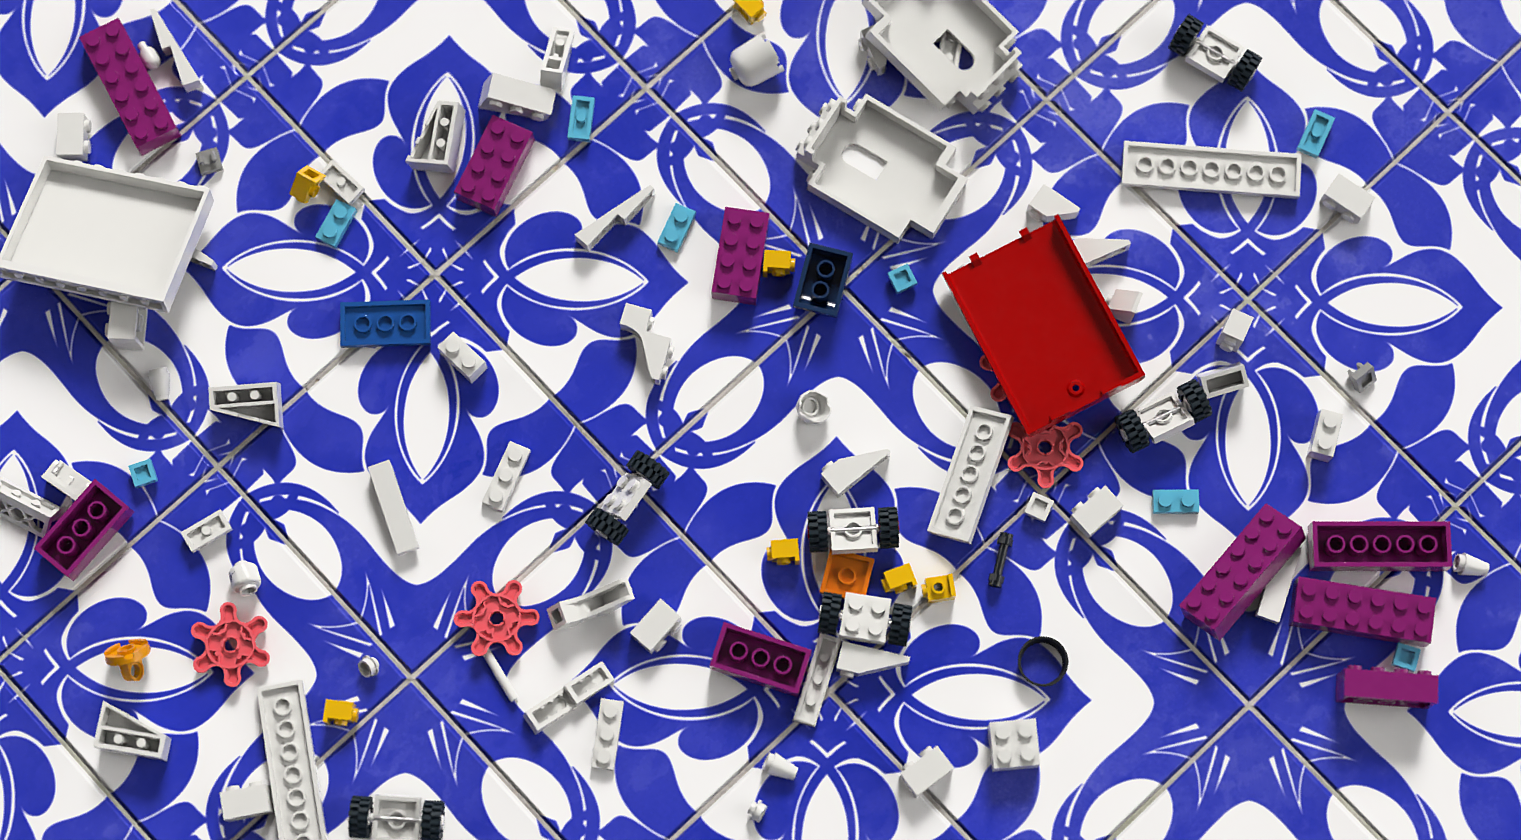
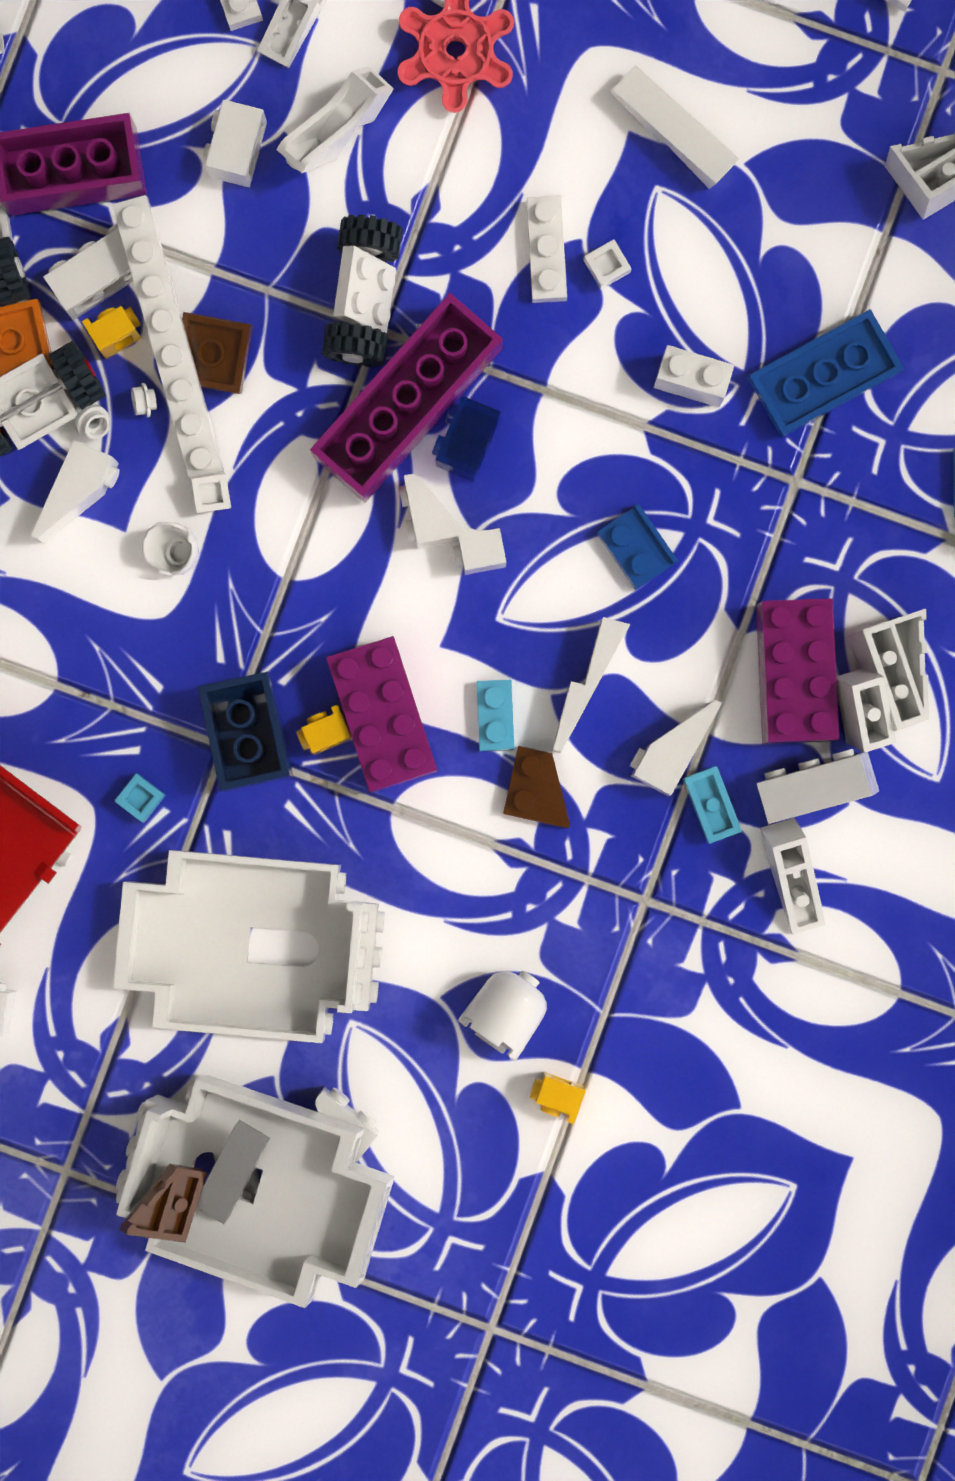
camera: 150 degrees right, 10 degrees up
(469, 124) = (865, 710): none -> white brick
(476, 448) = (607, 264): none -> white plate
(546, 281) = (637, 547): none -> blue plate
(588, 157) = (669, 755): none -> white slope
(611, 387) = (466, 438): none -> clear blue brick
(633, 424) = (407, 398): none -> magenta brick
(675, 176) = (536, 789): none -> reddish brown wing
(732, 510) = (218, 350): none -> reddish brown plate
(753, 527) = (168, 336): none -> white plate
(773, 591) = (91, 275): none -> white brick
(774, 430) = (210, 492): none -> white plate
(787, 503) = (143, 400): none -> white plate
(823, 503) = (96, 428): none -> white plate
(948, 47) = (232, 1171): none -> light grey tile
(992, 45) = (168, 1205): none -> reddish brown wing

